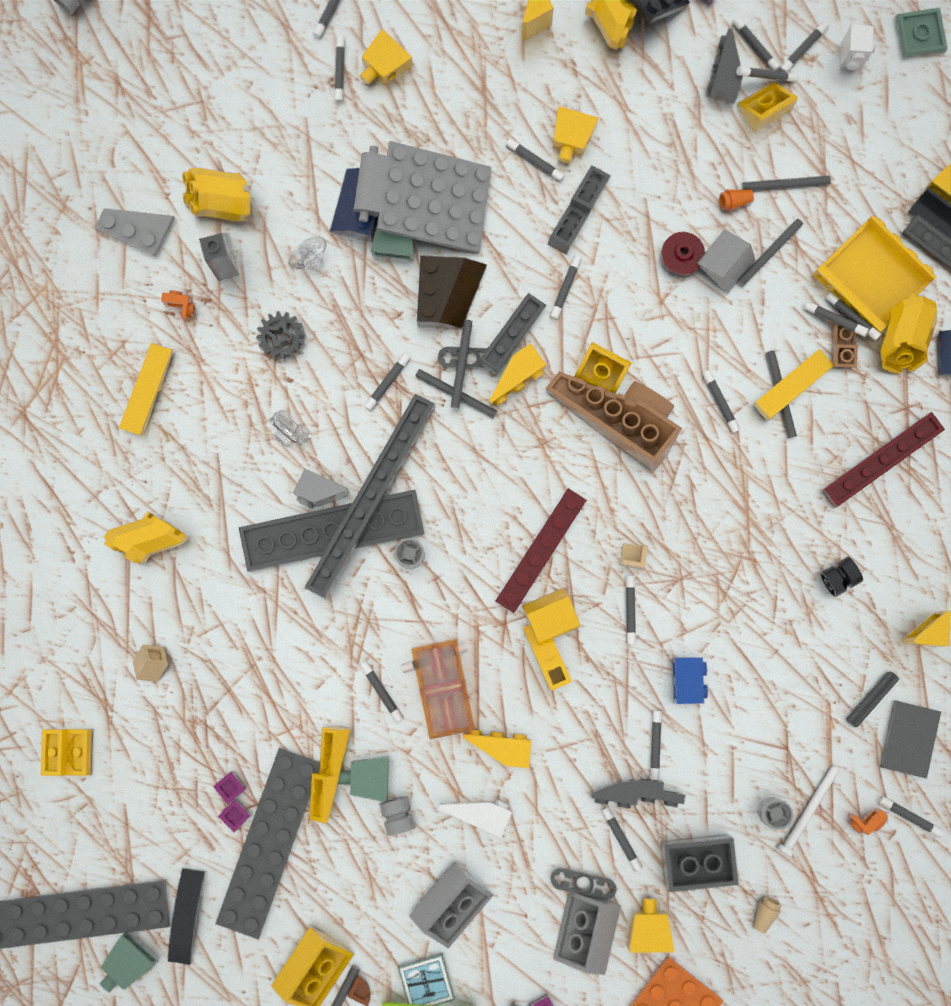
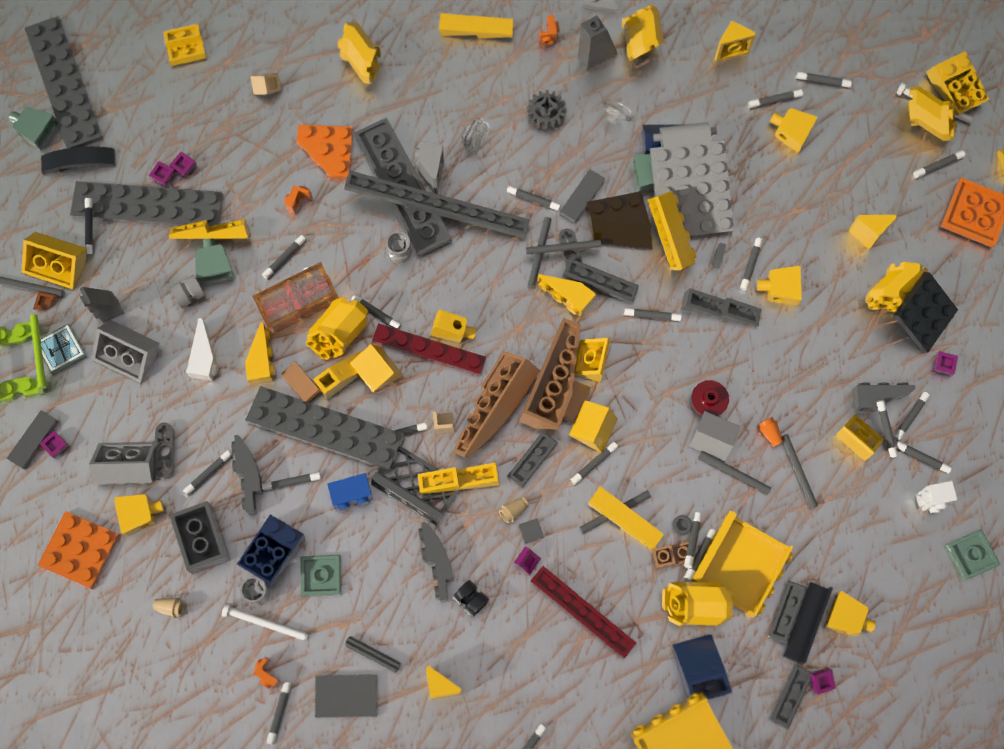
camera: 75 degrees right, 10 degrees down
(255, 606) = (328, 147): none -> orange plate
(257, 92) = (735, 42): none -> yellow slope
(279, 918) = (89, 226): none -> black bar
(313, 665) = (292, 200): none -> orange bracket
(389, 921) = (101, 303): none -> dark grey slope
(400, 325) = (583, 193): none -> dark grey tile
(477, 601) = (378, 313): none -> dark grey bar
(480, 235) = (672, 231): none -> yellow slope
(493, 649) = (337, 328): none -> yellow brick
(517, 192) = (719, 255): none -> dark grey tile
(523, 523) = (445, 325): none -> yellow torso
(543, 707) = (300, 382): none -> medium nougat slope
(605, 692) = (325, 428): none -> dark grey plate
(621, 485) = (500, 396): none -> medium nougat wedge
(681, 390) = (593, 425): none -> yellow slope
(699, 468) = (532, 460): none -> dark grey tile
(703, 556) = (459, 479): none -> yellow slope
(713, 613) = (404, 495): none -> dark grey fence
(736, 785) = (271, 549): none -> dark blue slope
(753, 505) = (513, 510): none -> tan cone
(771, 736) = (320, 575): none -> sand green tile
(780, 491) = (531, 531): none -> dark grey tile
(782, 602) = (435, 554): none -> dark grey slope
(813, 504) = (527, 560): none -> magenta plate
(814, 326) = (682, 525): none -> dark grey tile

